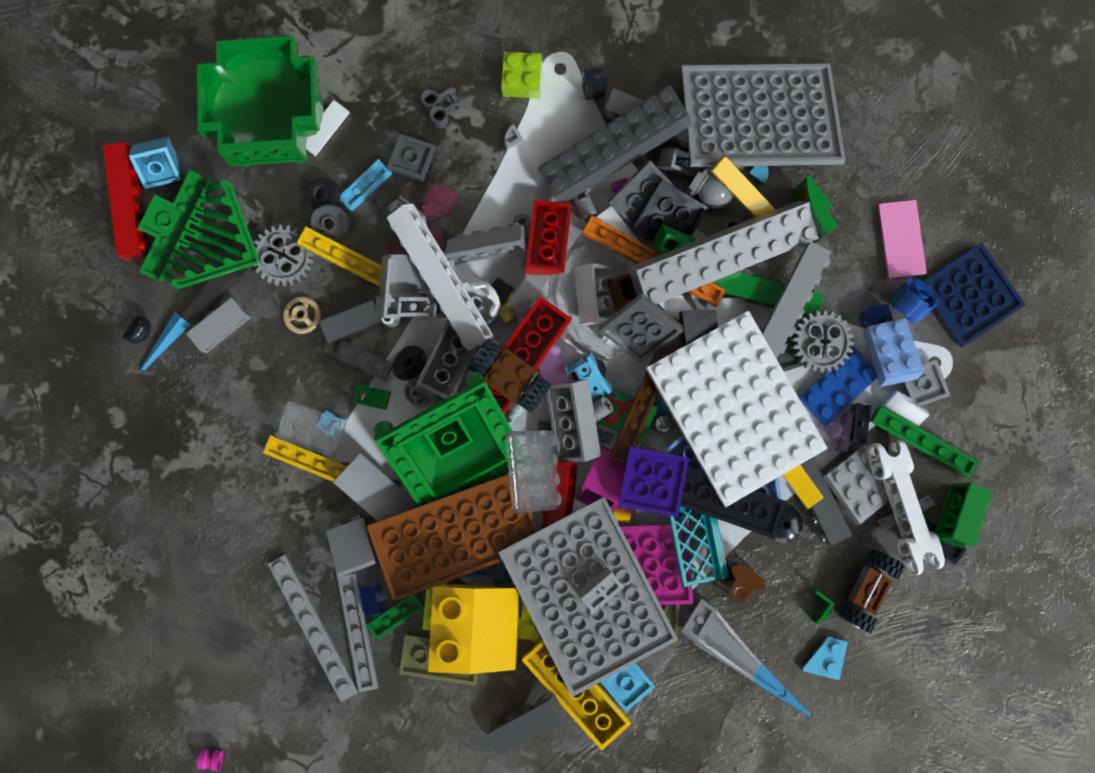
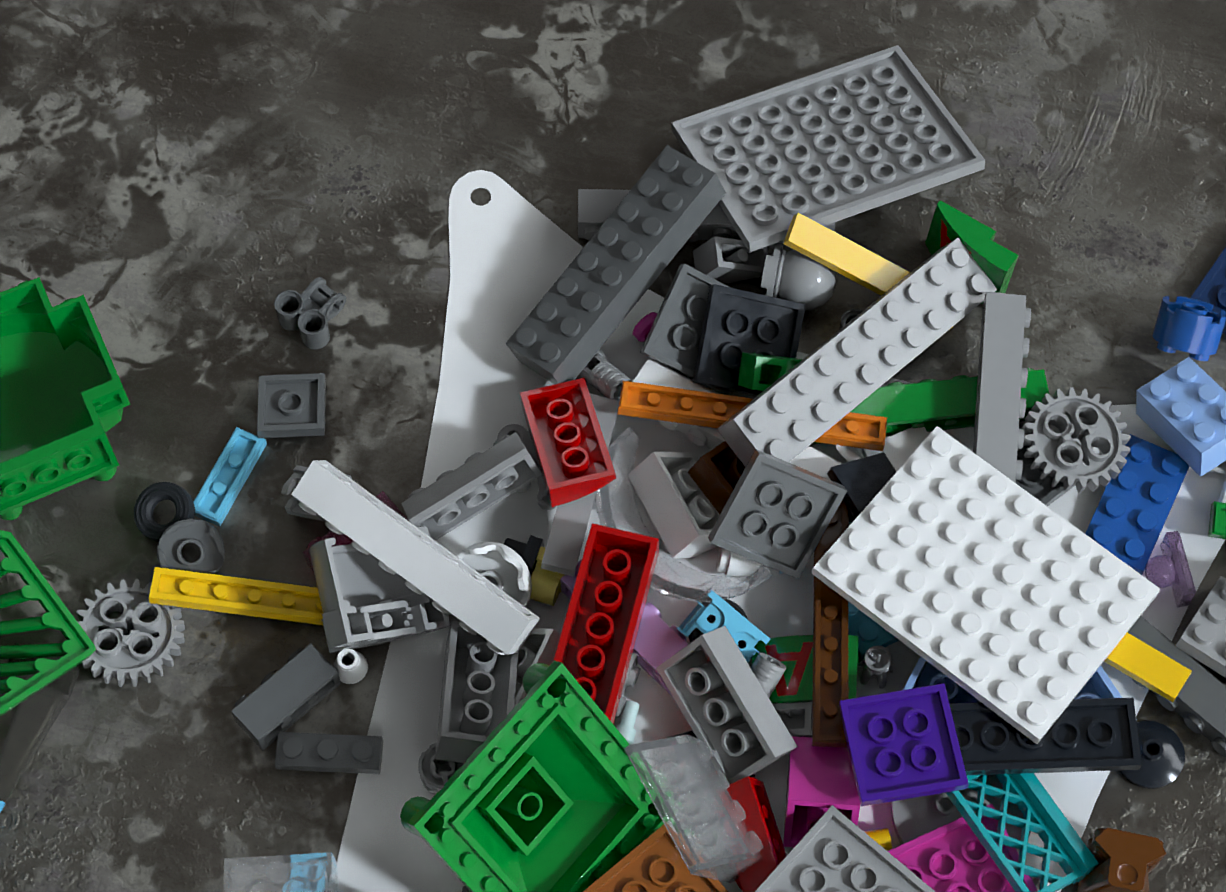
camera: 20 degrees left, 20 degrees down
(218, 325) = (54, 785): light grey brick -> none
(295, 312) = (189, 707): tan piece -> none
(331, 120) = (140, 389): white tile -> none
(373, 397) = (369, 805): green bracket -> none
(409, 363) = (410, 724): black dish -> none
(440, 203) = (366, 453): clear pink slope -> none
(510, 376) = (598, 660): plate -> none
(512, 137) = (445, 320): light grey tile -> none
(522, 75) = (425, 222): lime brick -> none
(592, 86) = (544, 196): black hinge -> none
(760, 173) = (862, 232): medium azure tile -> none
(860, 423) = (1197, 546): black hinge -> none
(875, 314) = (1140, 372): clear blue leg -> none
(901, 239) = (1127, 253): bright pink tile -> none

